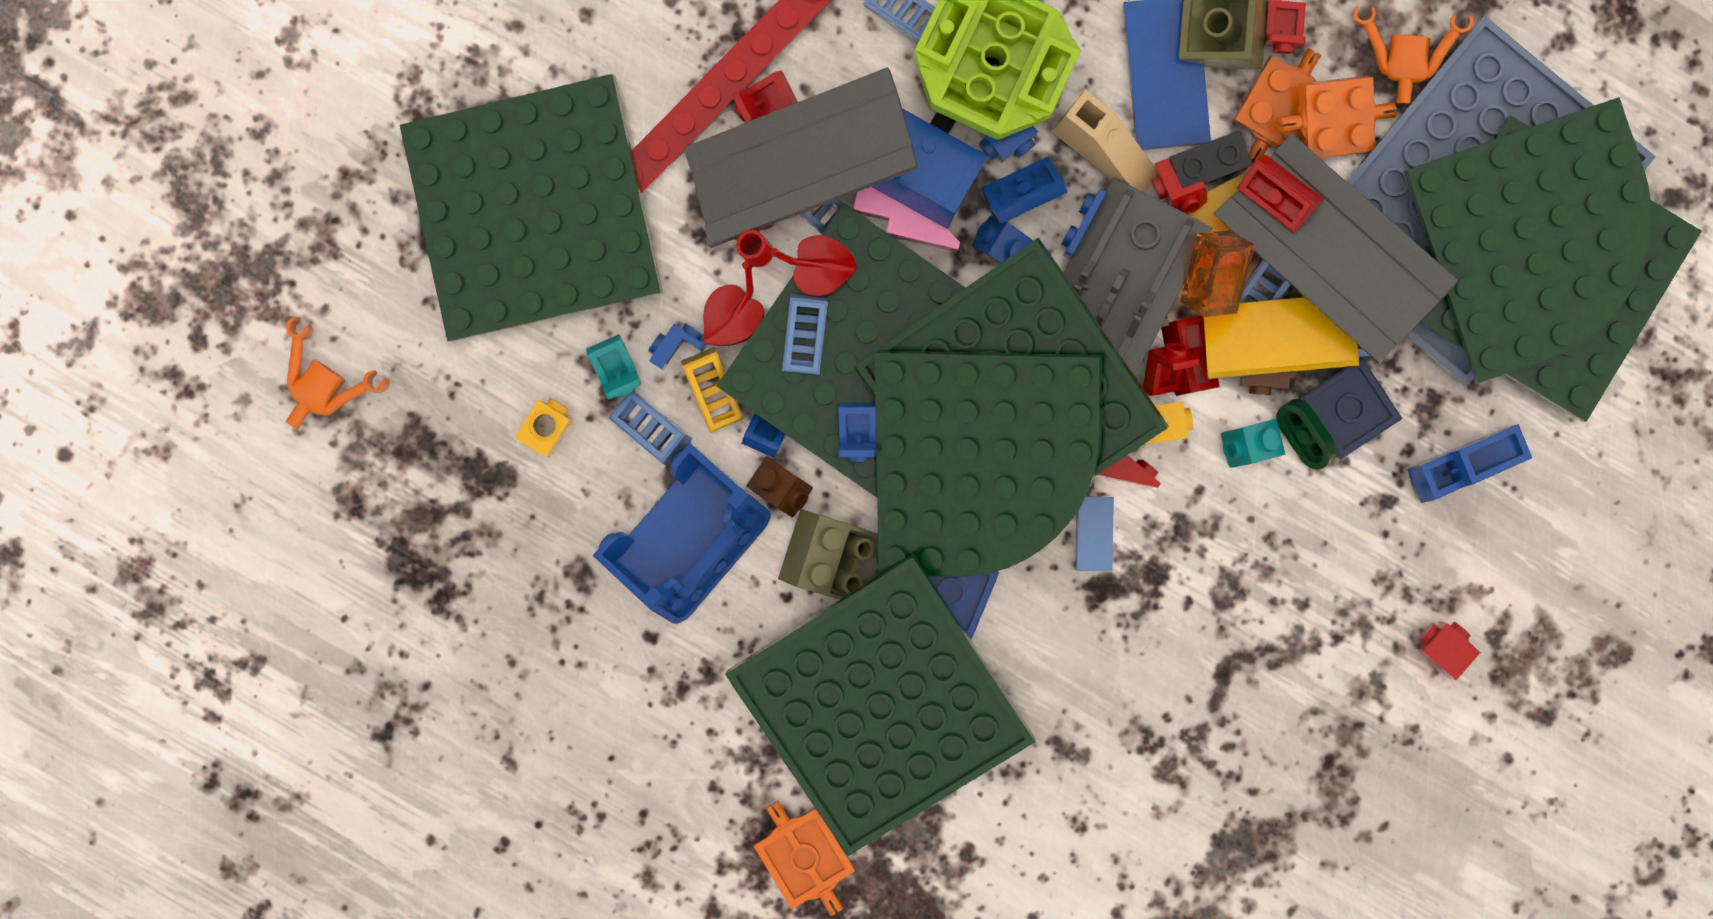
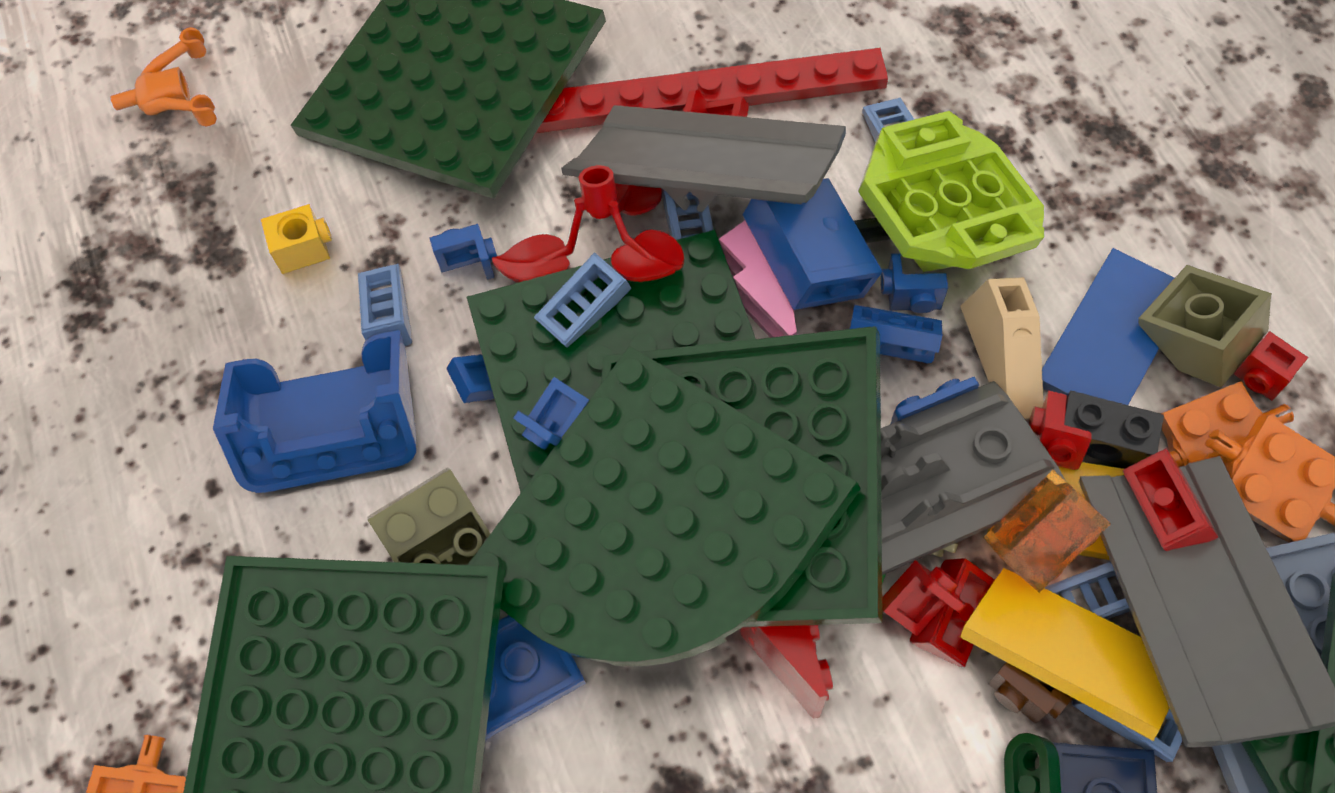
camera: 40 degrees right, 25 degrees down
(614, 367) = (400, 231): teal bracket -> none
(700, 360) = (455, 294): yellow slope -> none
(779, 487) = (447, 437): reddish brown bracket -> none
(1094, 534) = (714, 717): medium blue slope -> none
(1179, 422) = (877, 655): yellow brick -> none
(1252, 443) = (962, 751): teal bracket -> none

